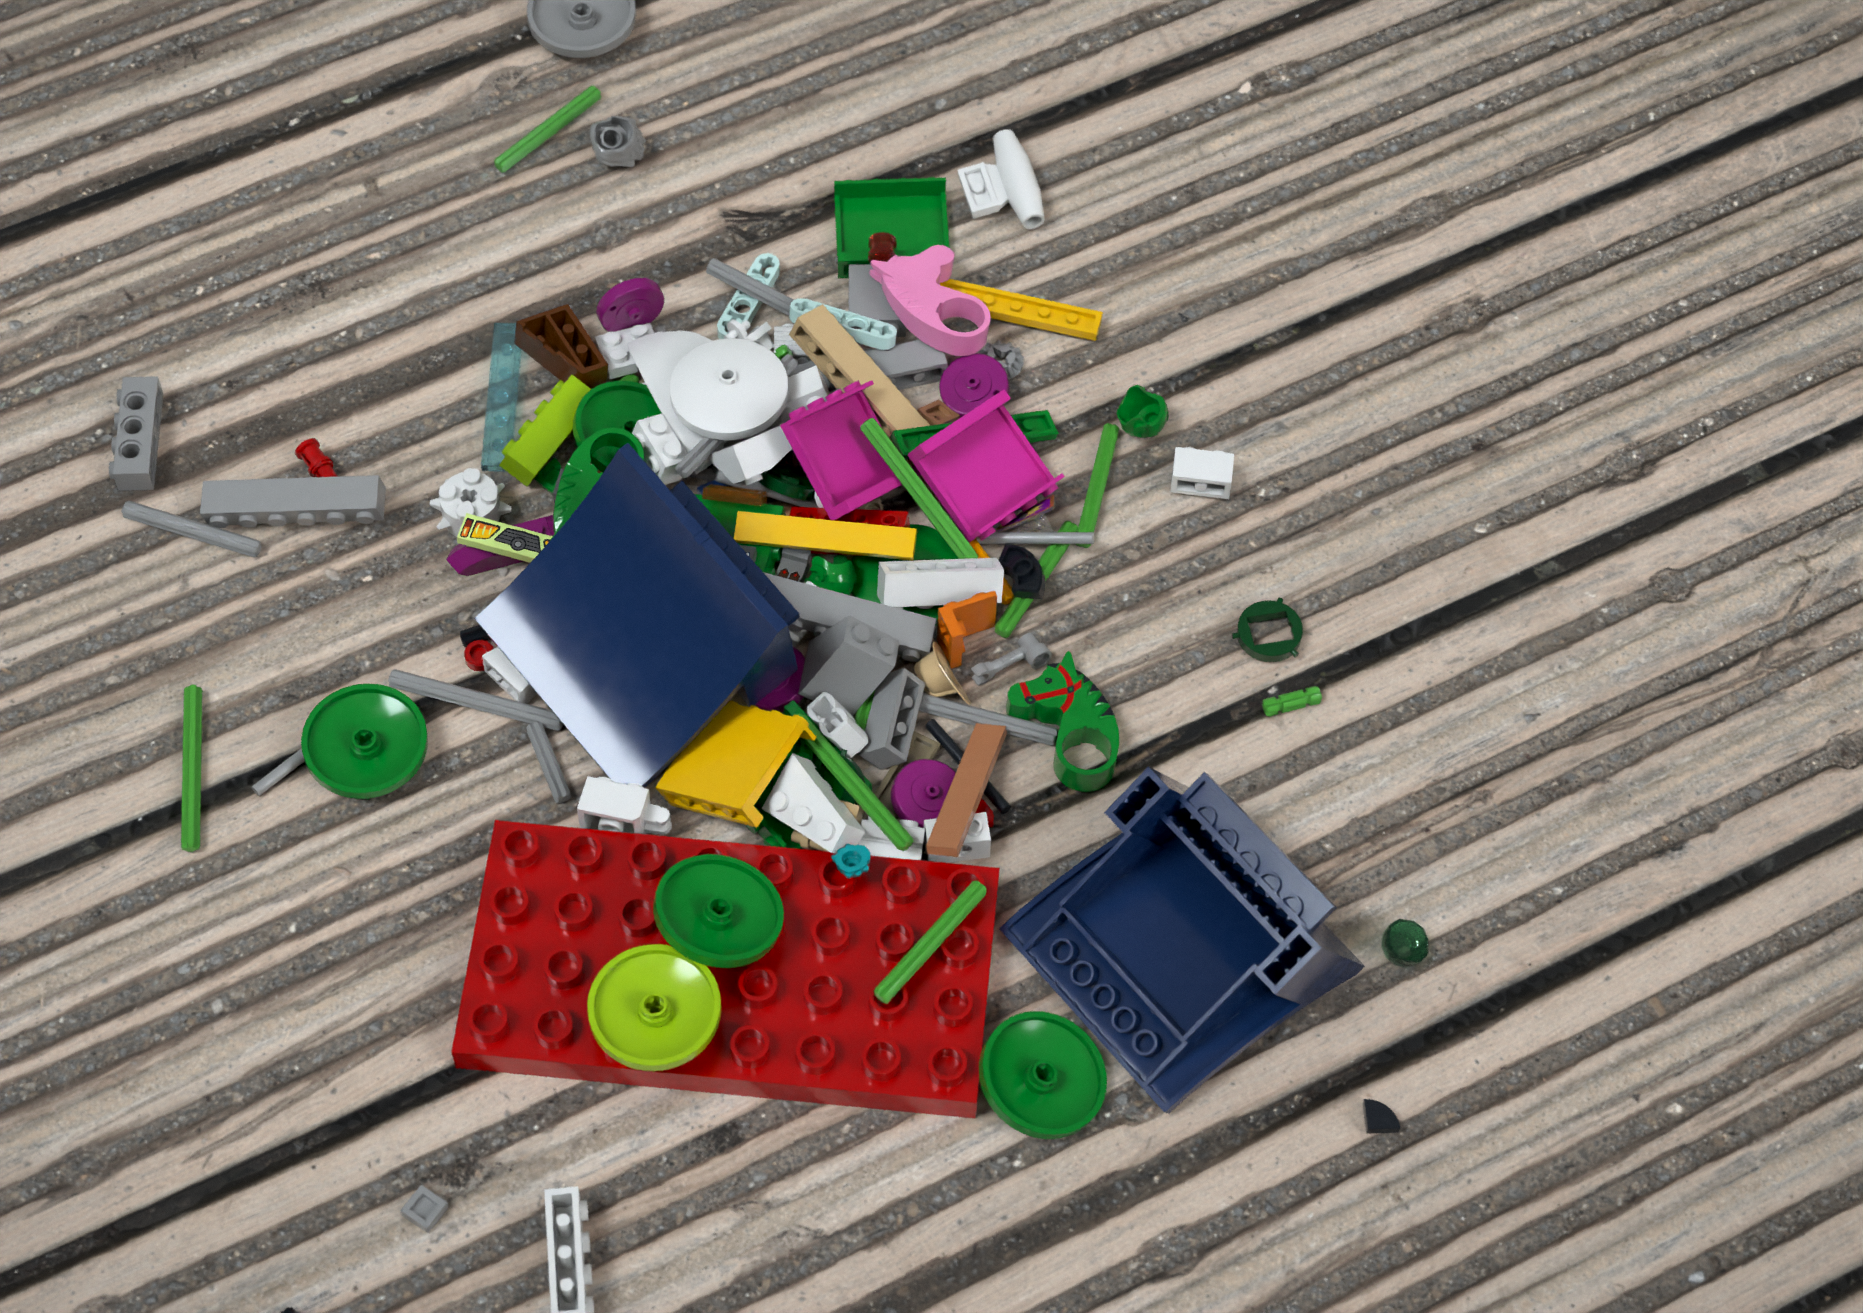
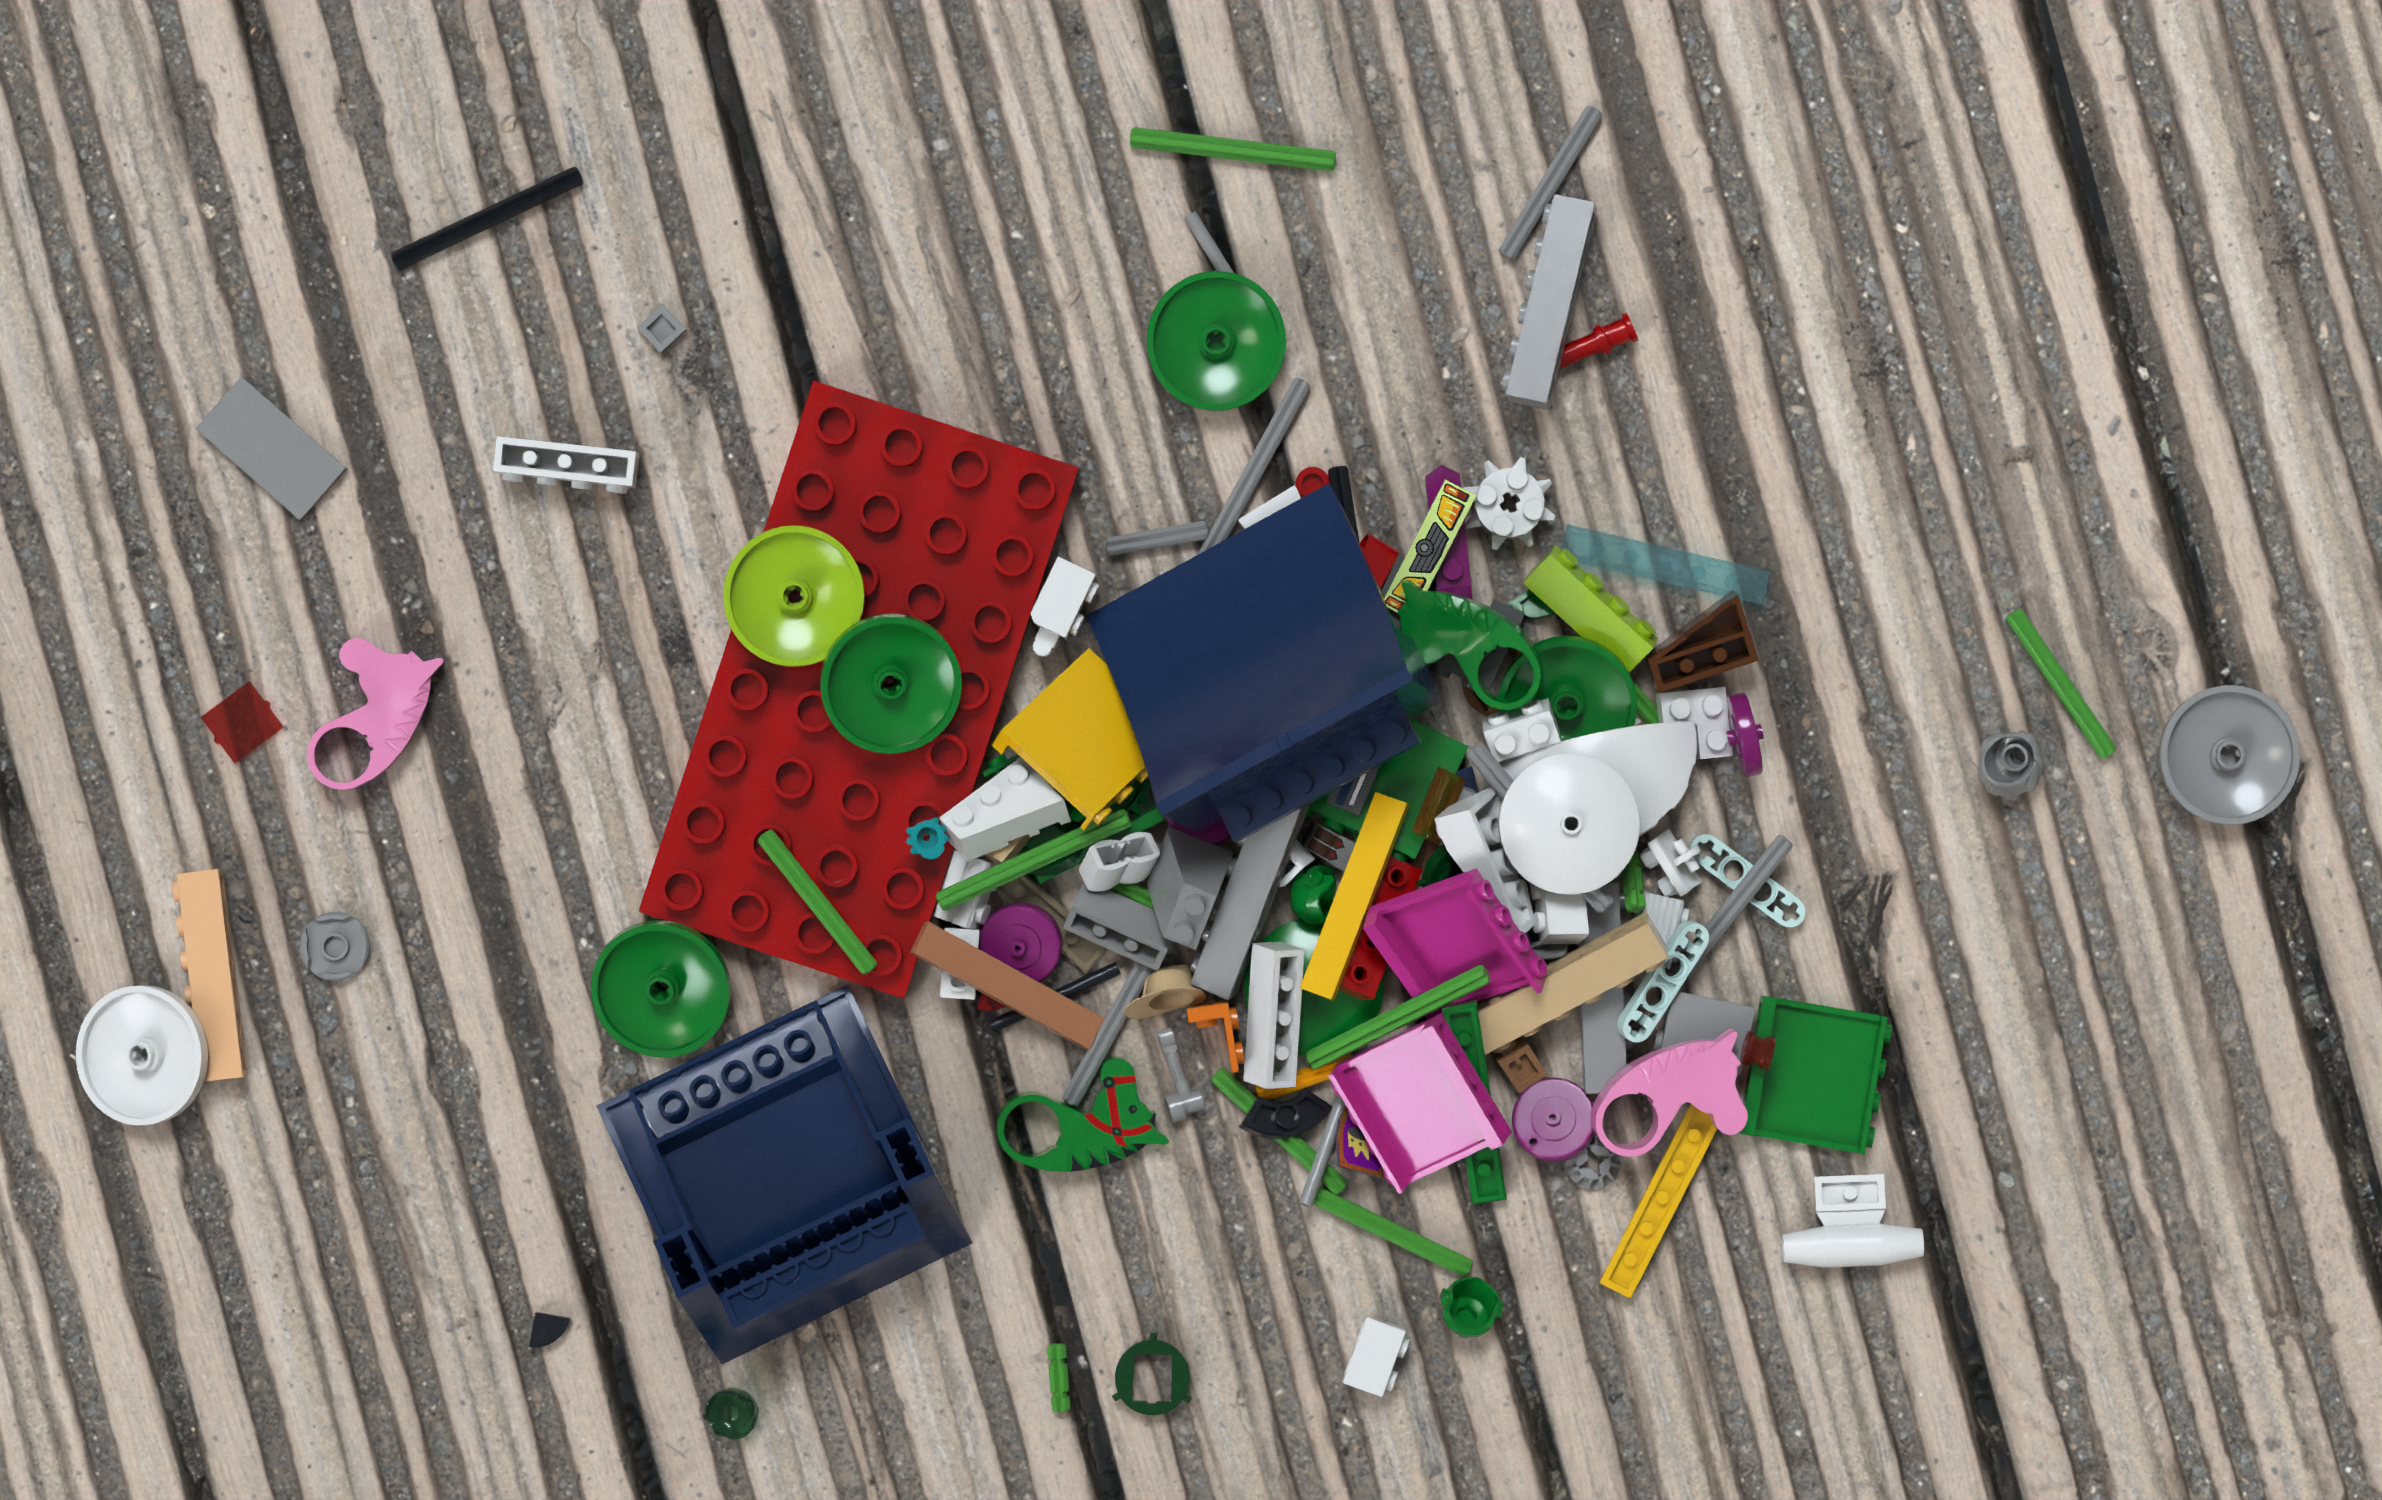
camera: 105 degrees right, 30 degrees up
(137, 433) = (1639, 134): light grey brick -> none

